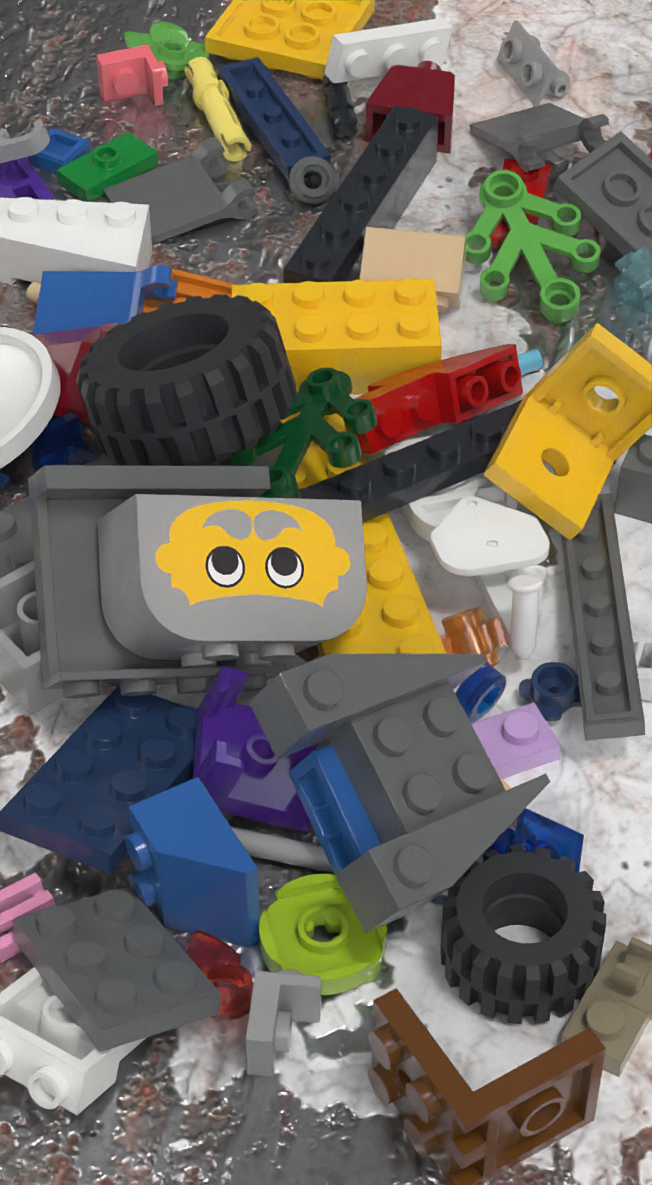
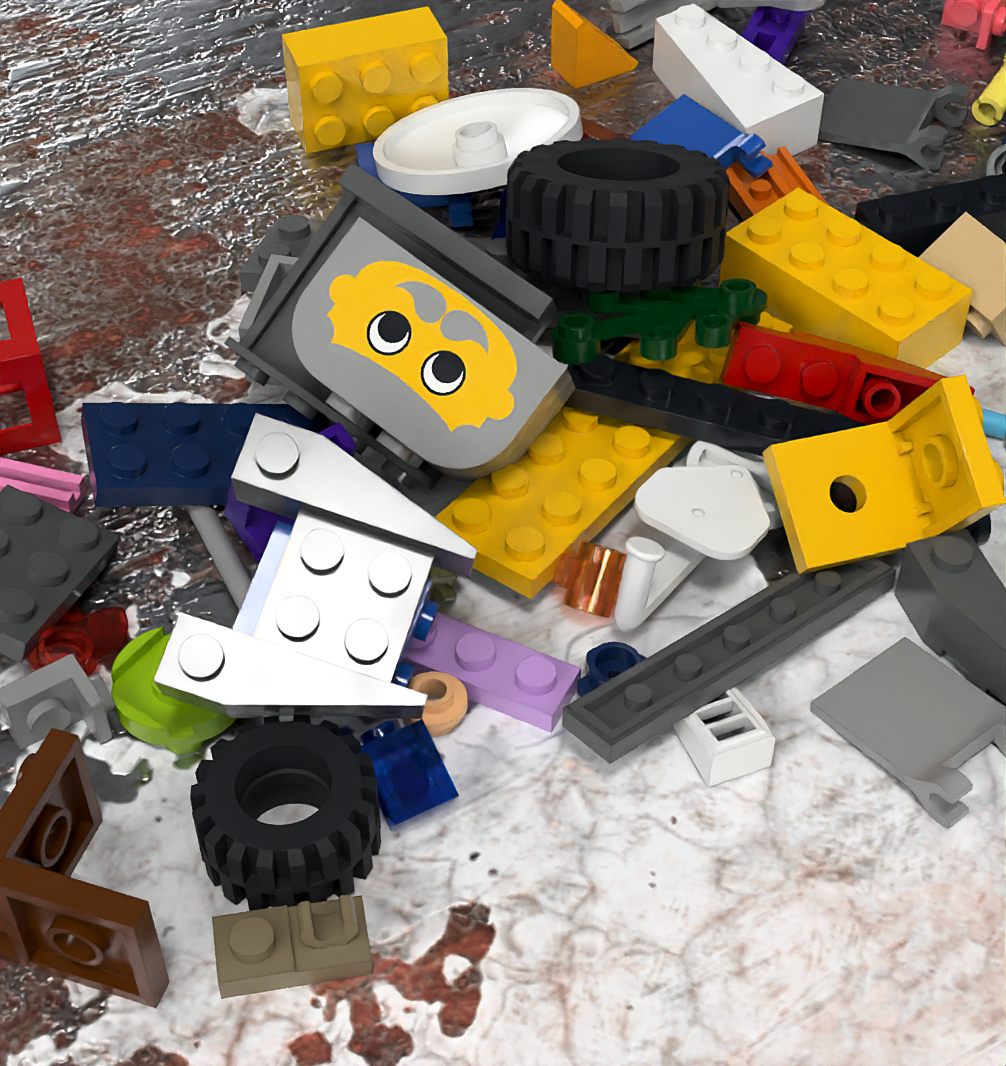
camera: 50 degrees right, 0 degrees up
(60, 151) = (845, 34): blue tile -> none
(106, 166) = (866, 63): green plate -> none
(193, 866) = (153, 541): blue slope -> none
(481, 691) = (548, 622): clear blue tile -> none

